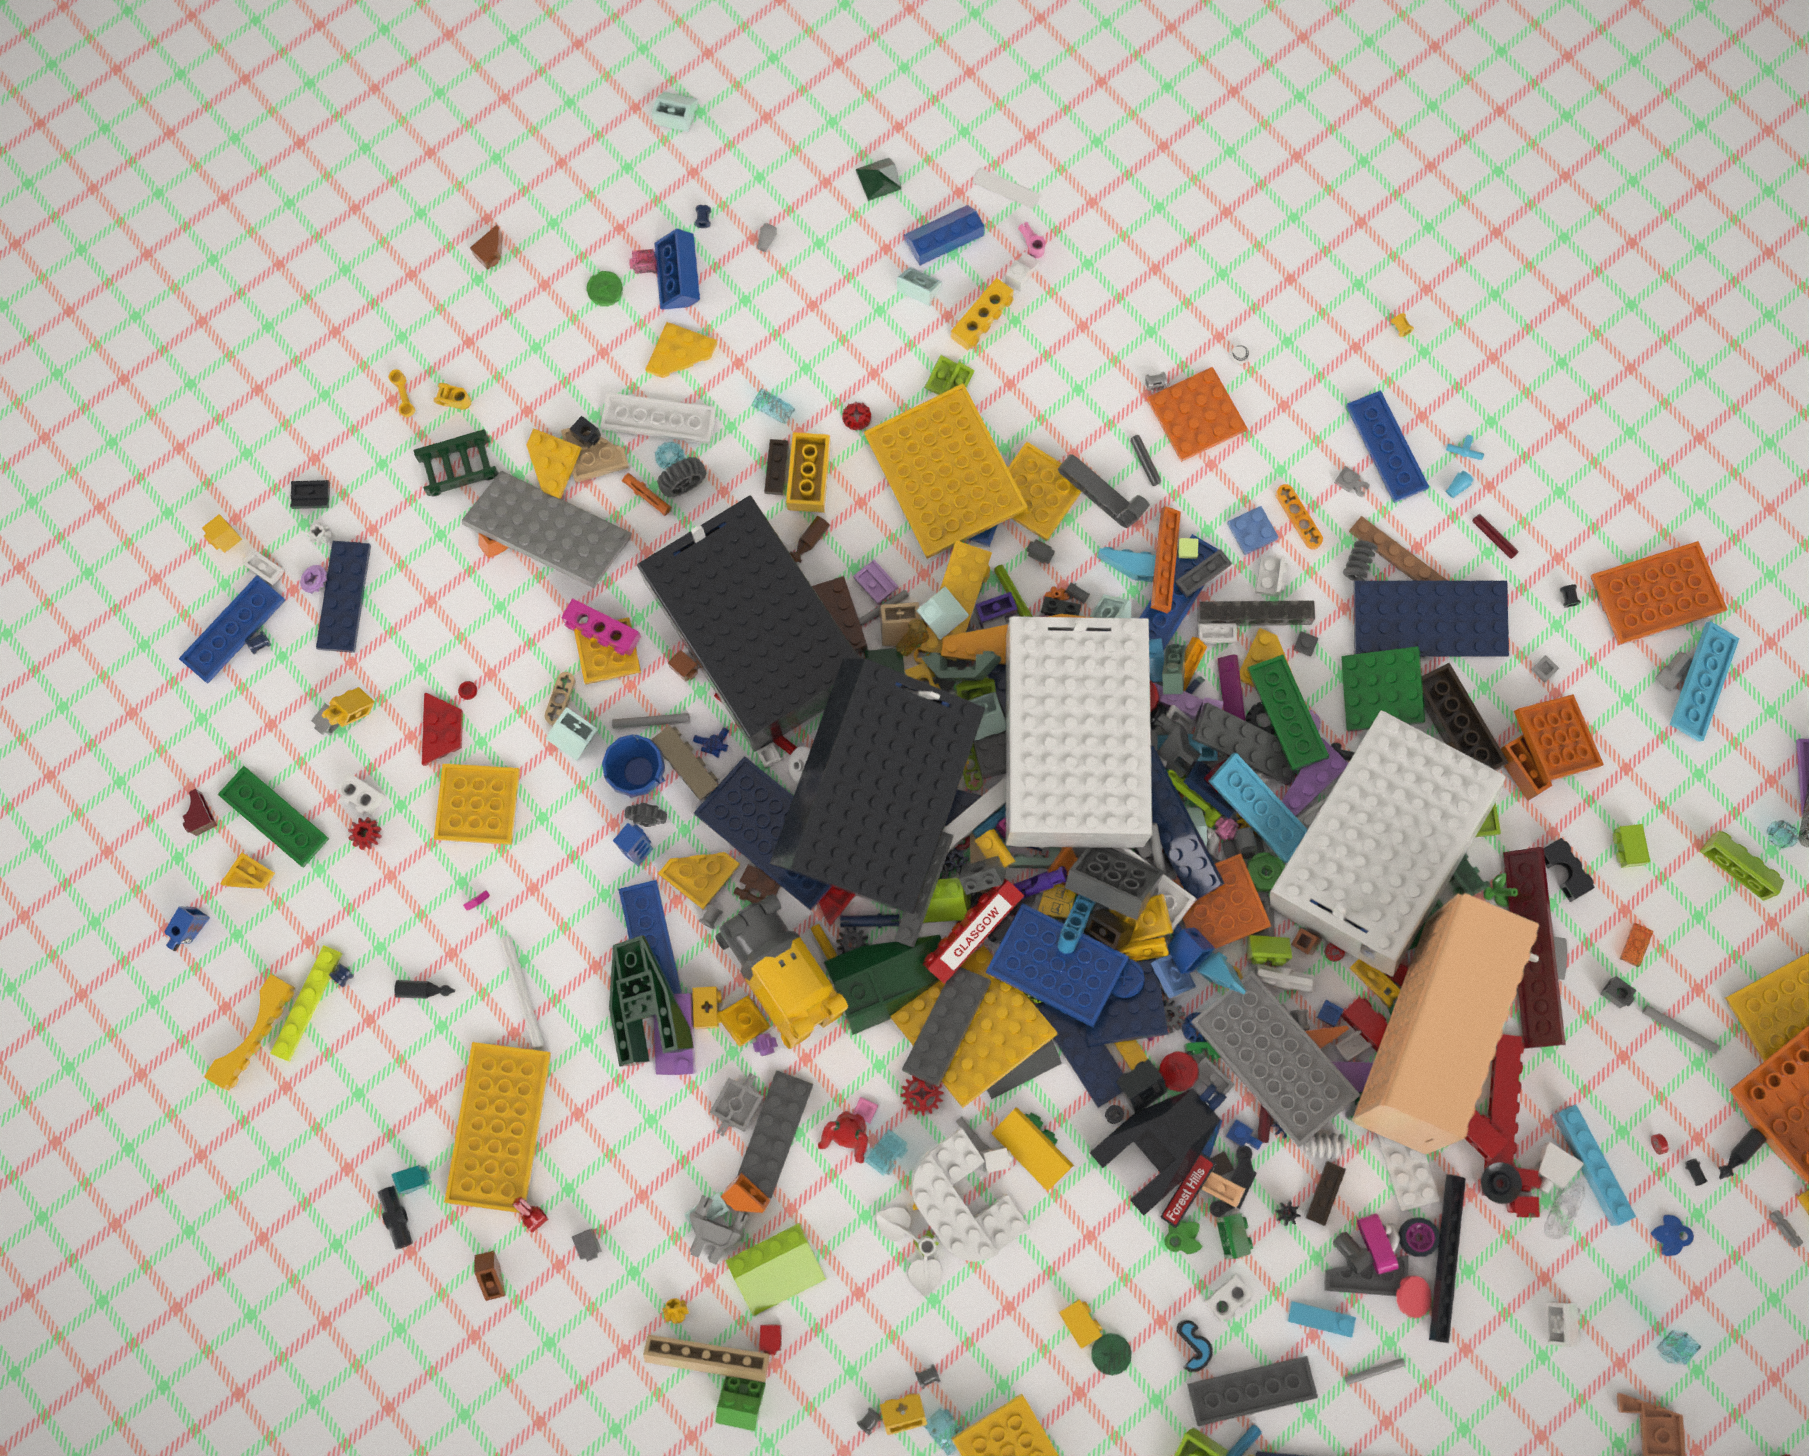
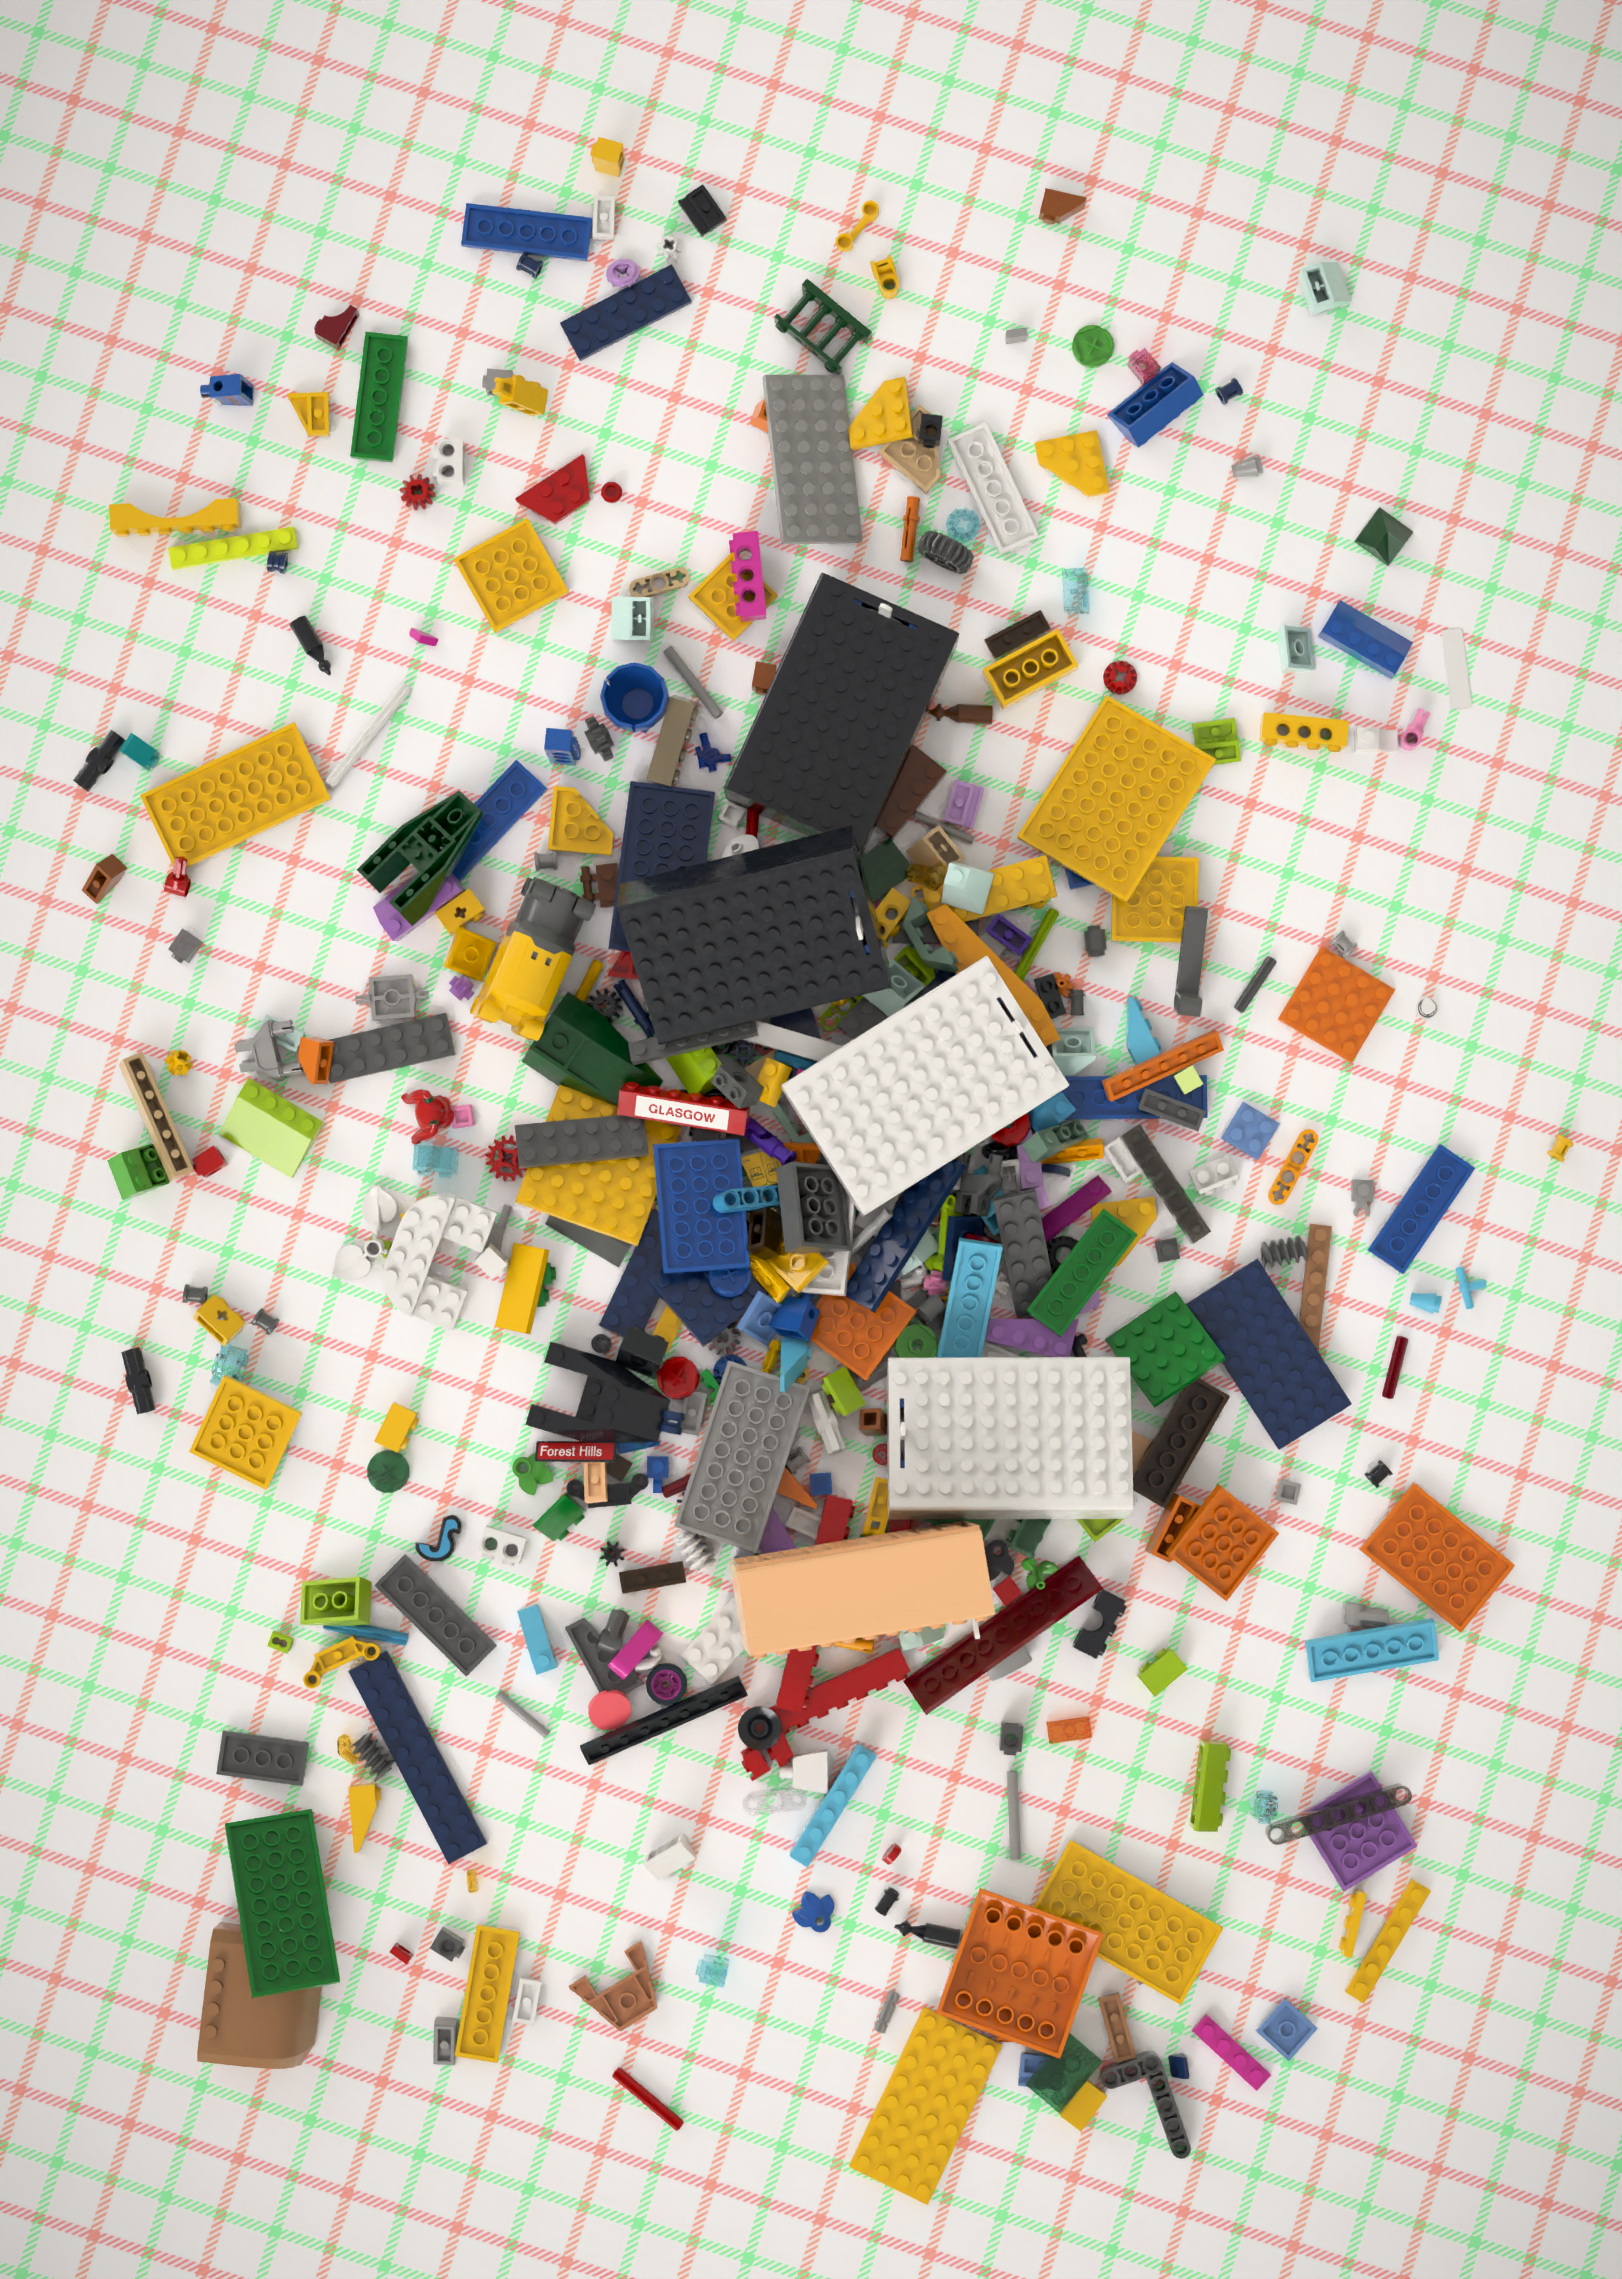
camera: 55 degrees right, 10 degrees up
(559, 334) = (1016, 335): none -> light grey tile
(1205, 988) = (771, 1356): none -> yellow axle

